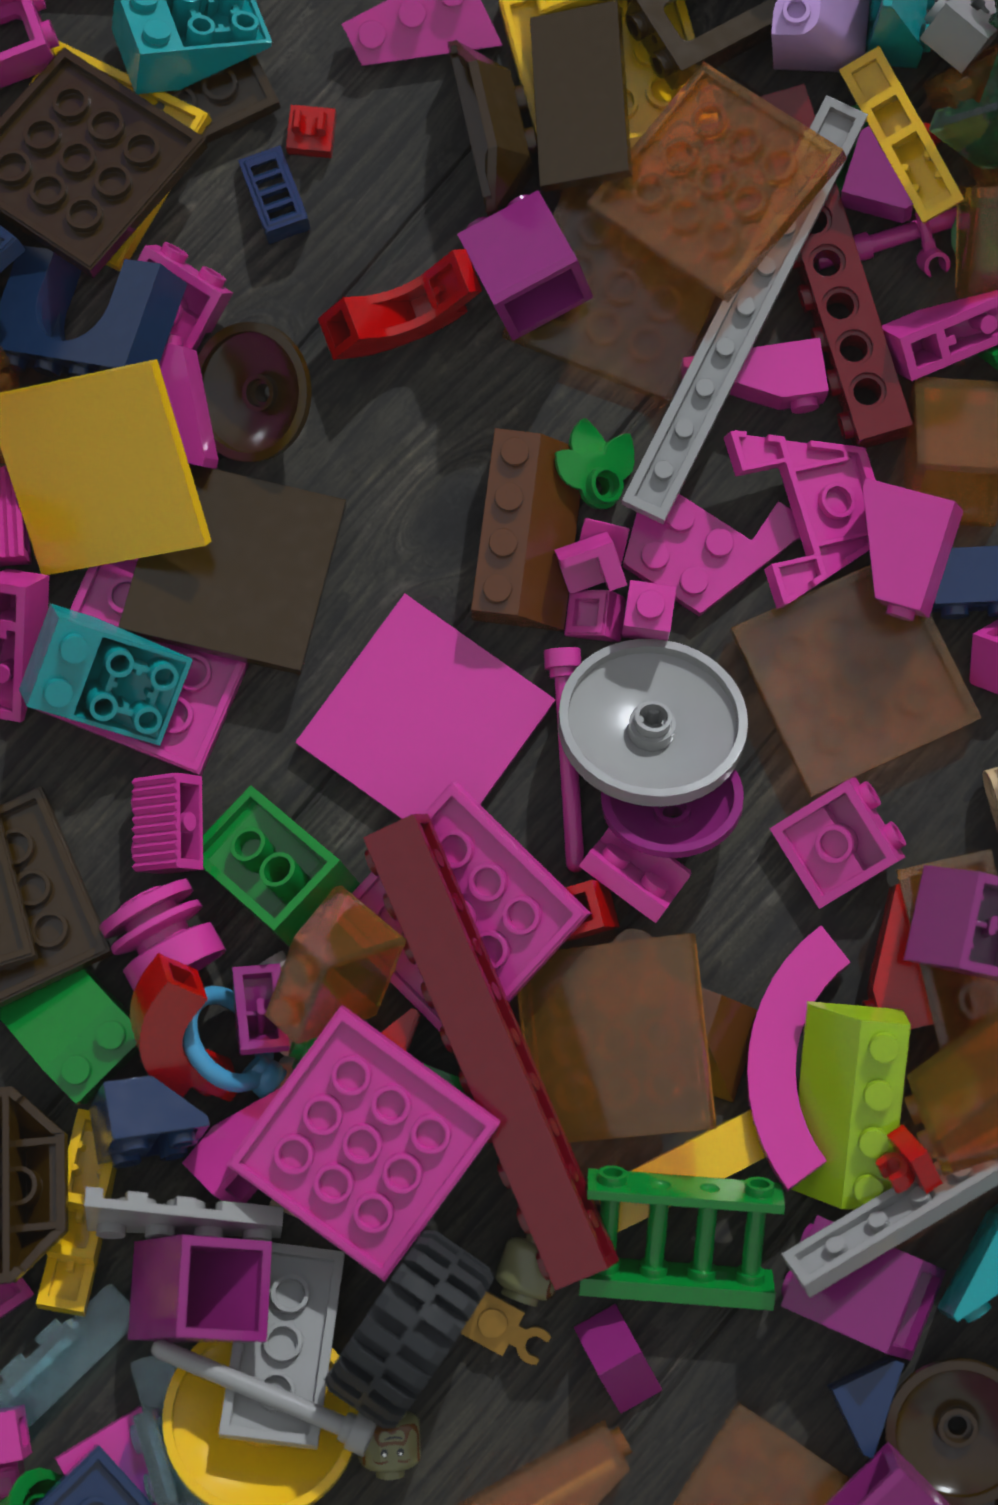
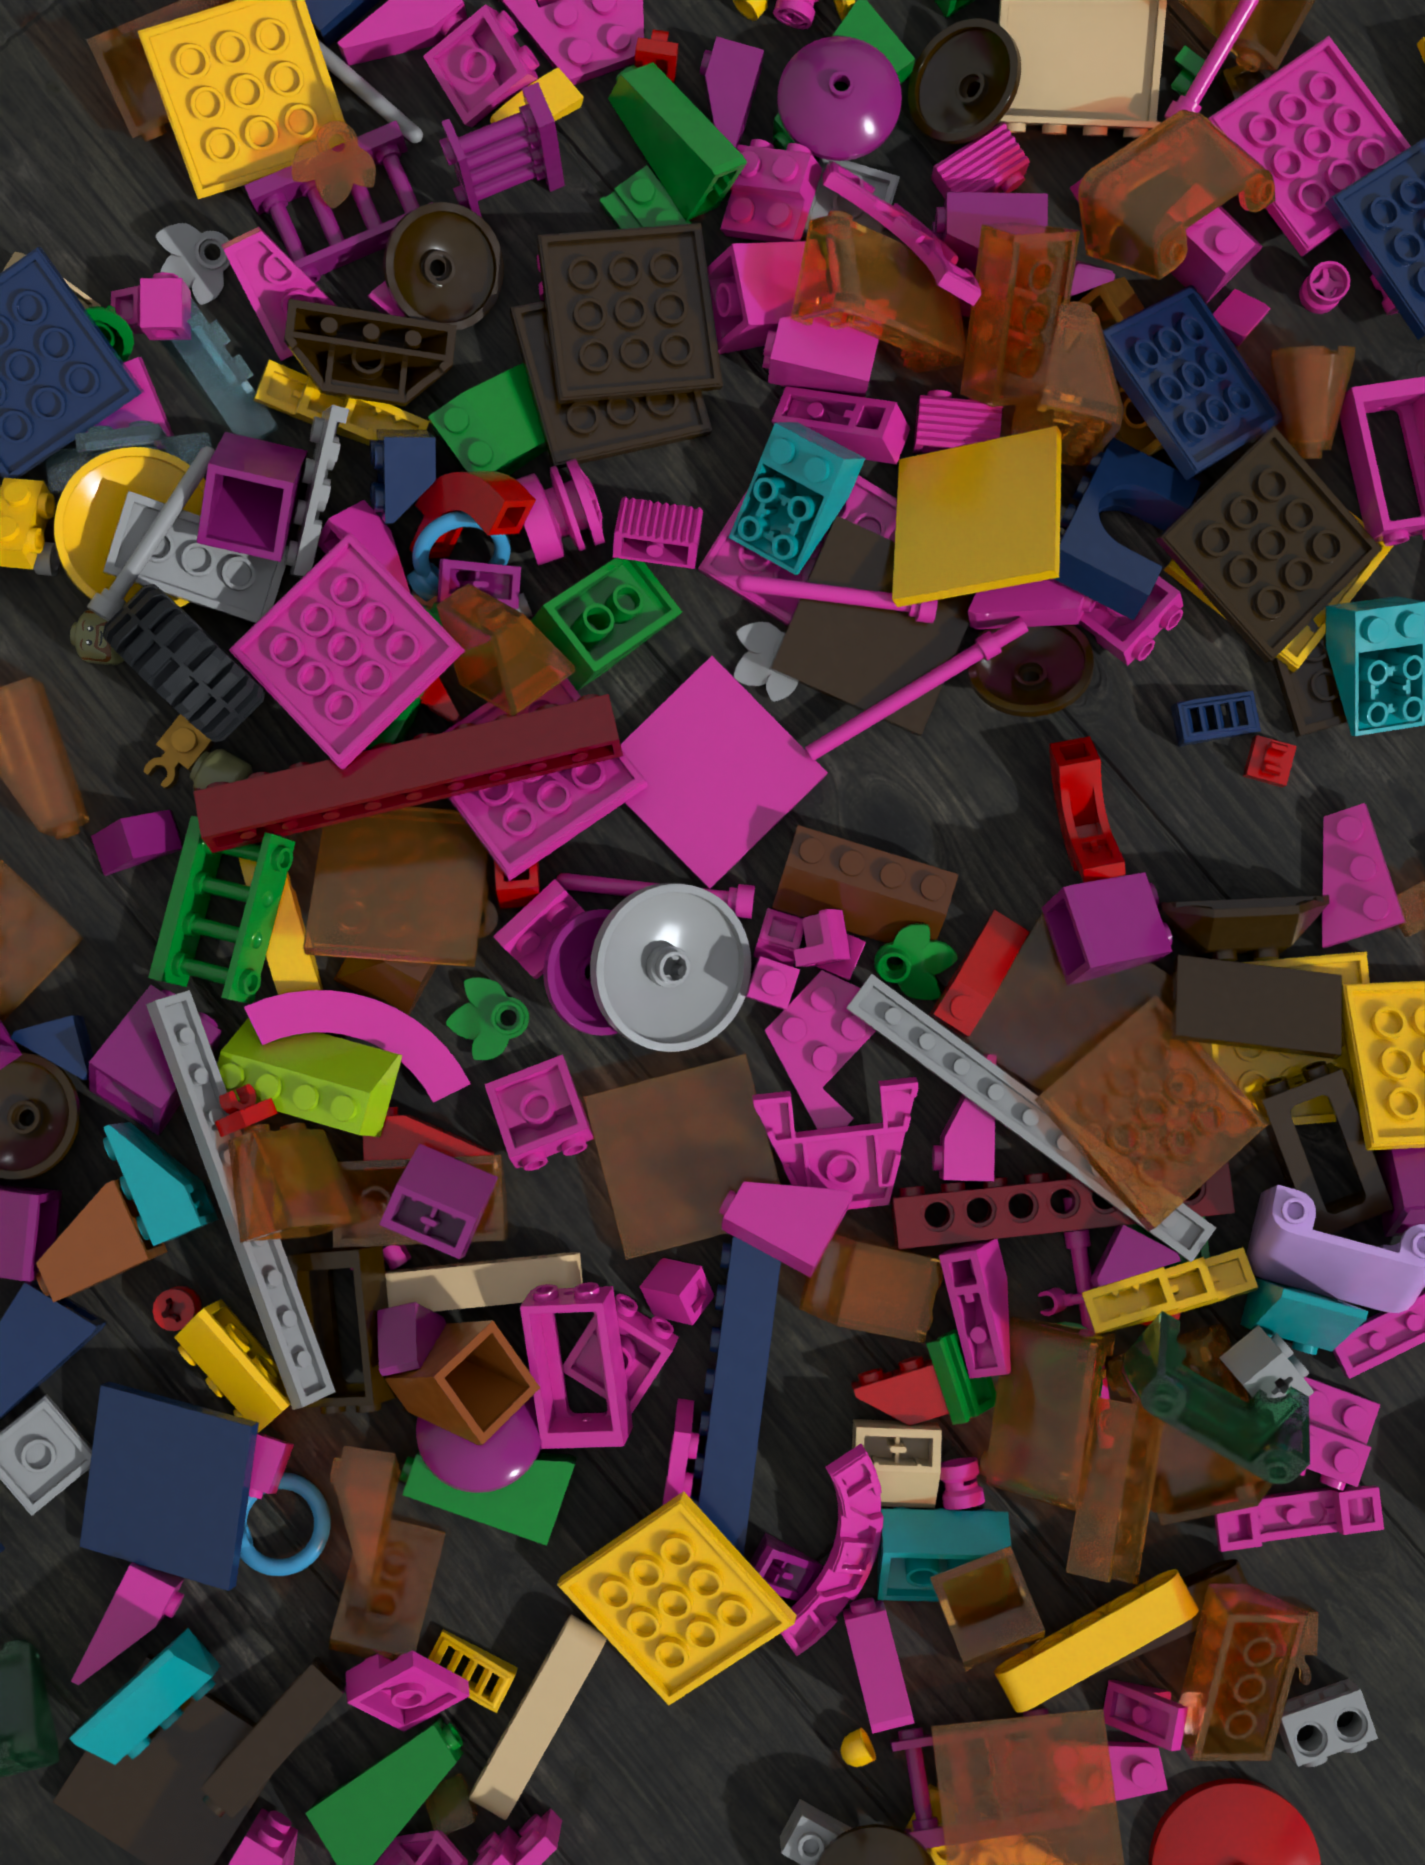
camera: 90 degrees right, 5 degrees up
(208, 615) = (922, 612): none -> dark pink piece
(239, 442) = (986, 647): none -> dark pink bar
(297, 693) = (762, 643): none -> light grey plate
(599, 394) = (979, 974): none -> red slope
(746, 926) = (482, 1018): none -> green plate

